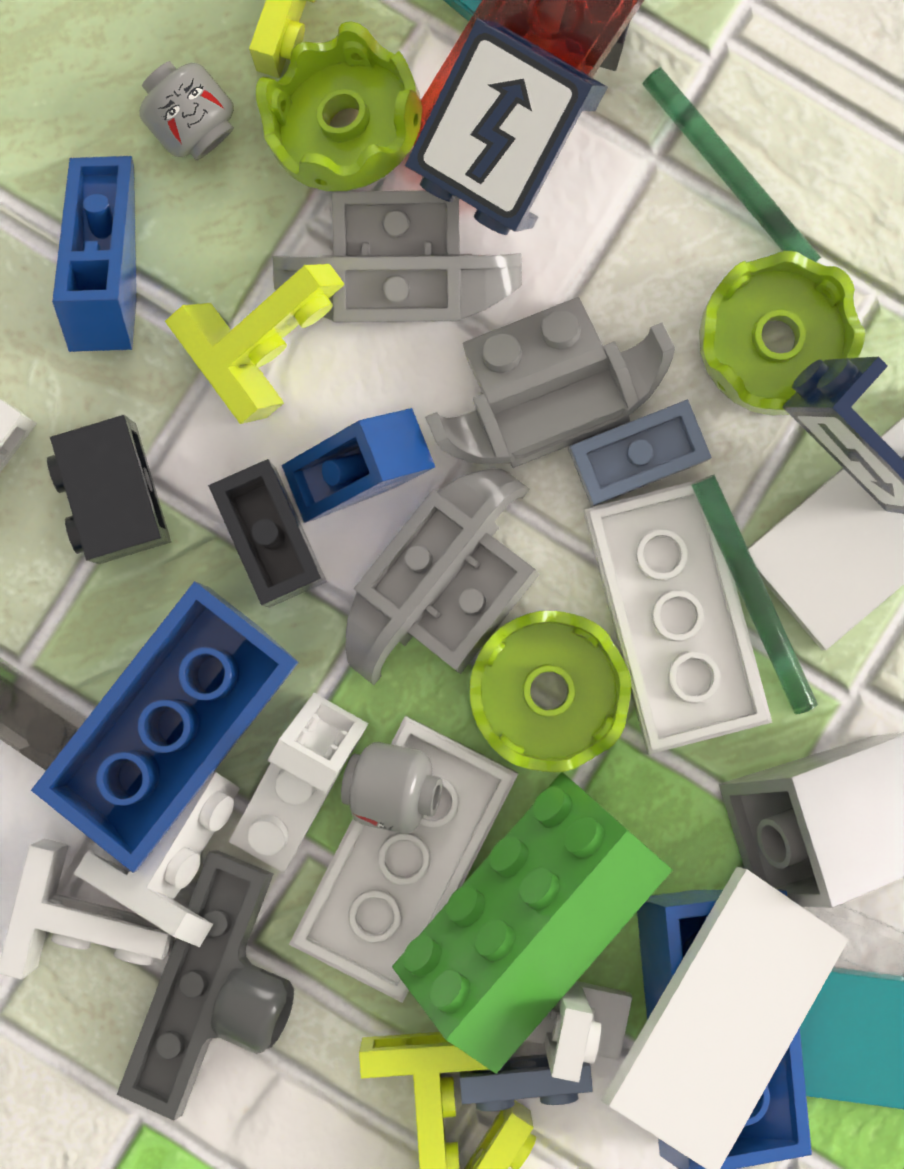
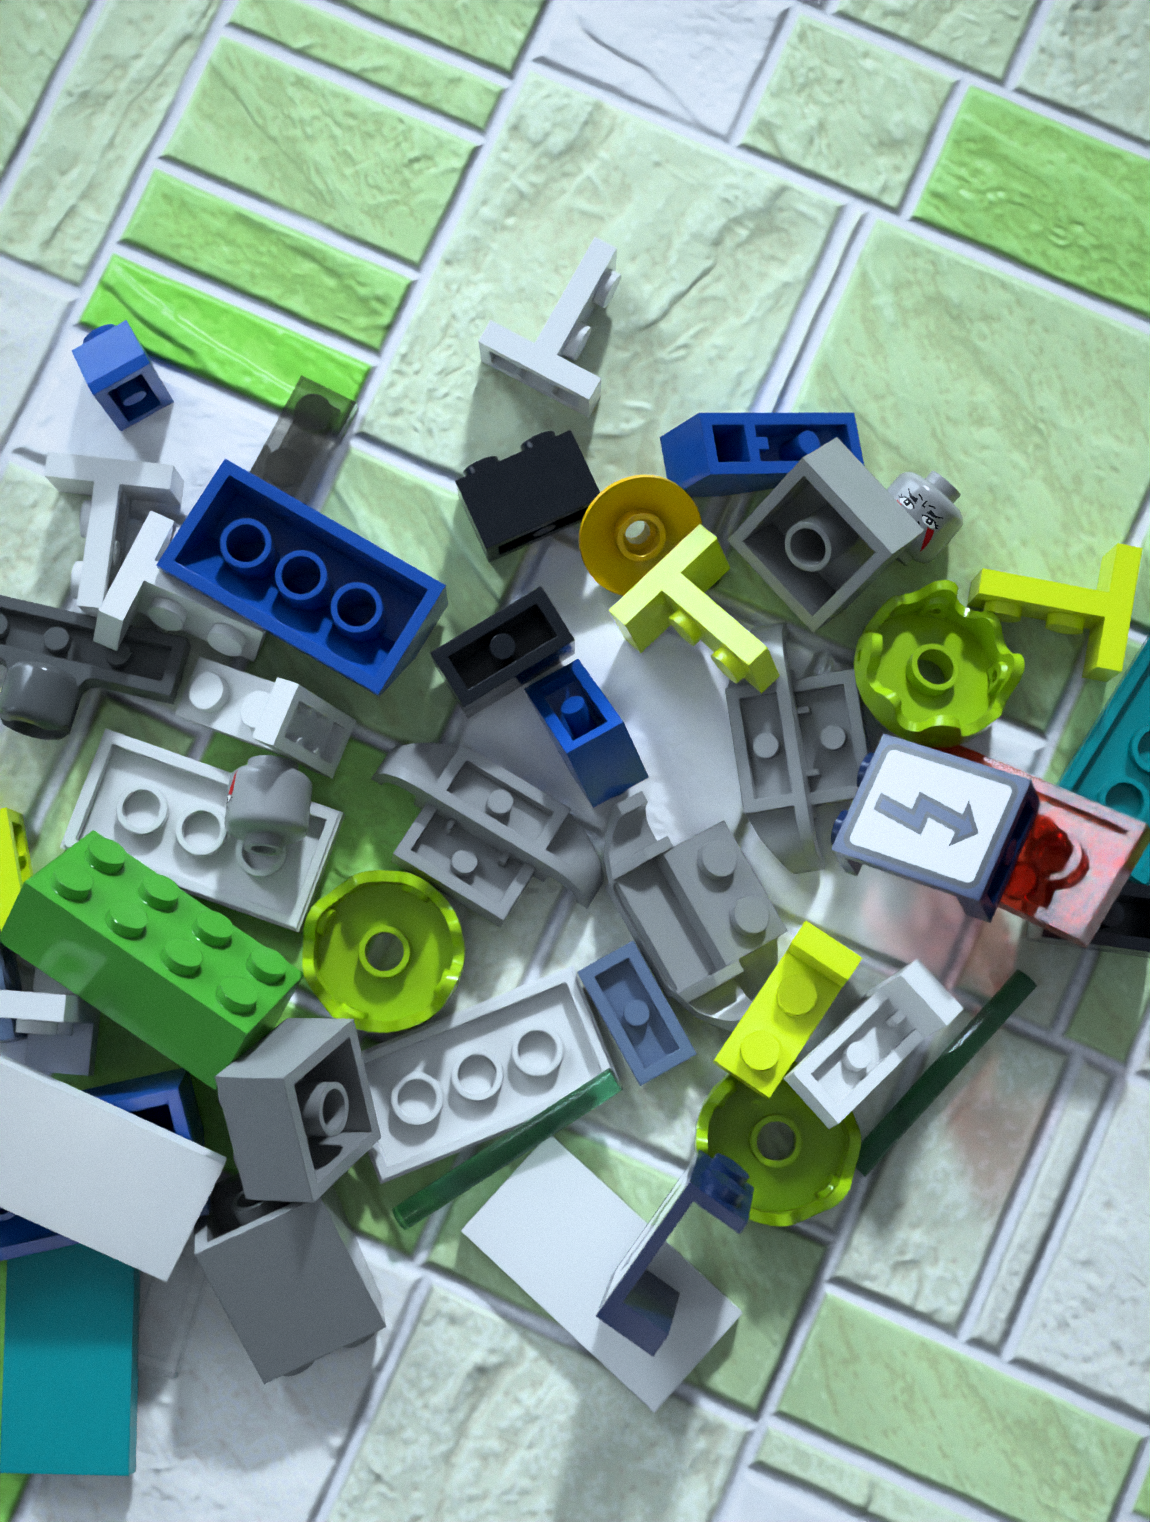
camera: 85 degrees right, 5 degrees down
(156, 355) = (623, 561): none -> yellow dish
(194, 195) = (825, 534): none -> light grey brick
(660, 300) = (787, 1010): none -> neon yellow bracket
(693, 214) = (872, 1041): none -> white bracket
(700, 790) = (298, 1109): none -> light grey brick

